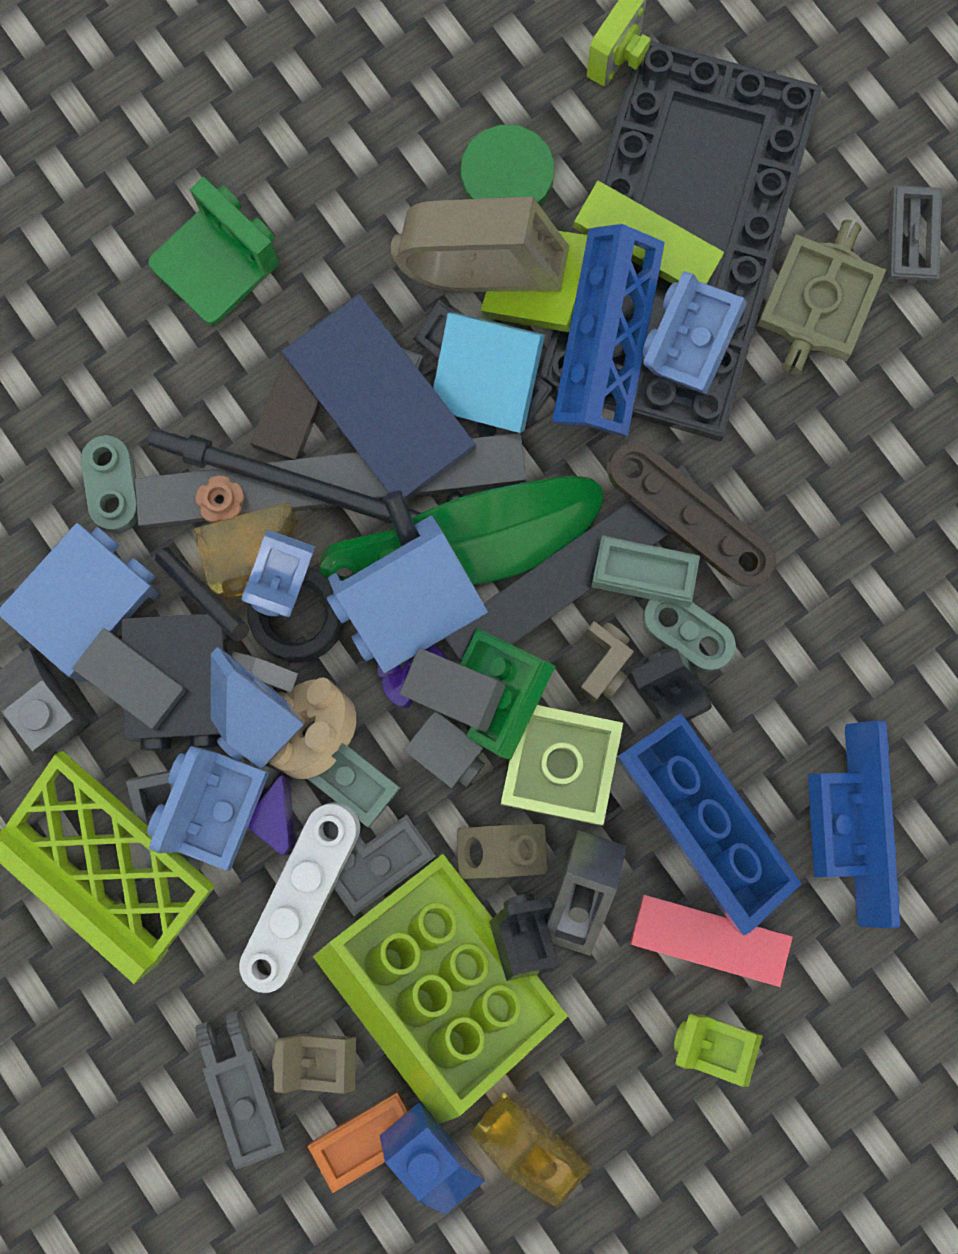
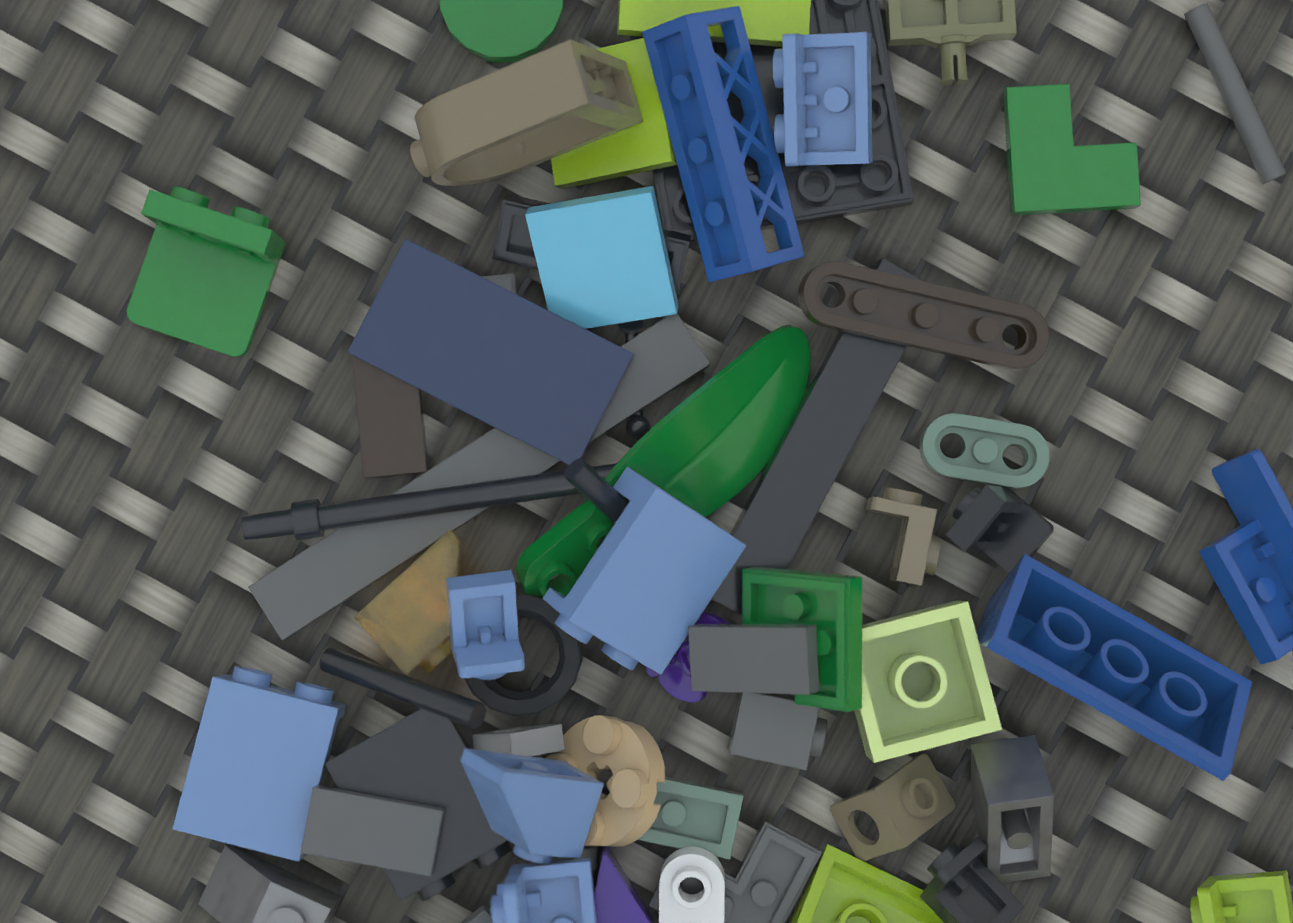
camera: 30 degrees left, 5 degrees up
(110, 482) = (220, 605): sand green plate -> none
(232, 502) = (382, 569): nougat plate -> none
(645, 571) = (903, 407): sand green tile -> none
(710, 940) = (1173, 793): coral tile -> none
(831, 465) = (1052, 173): none -> green tile

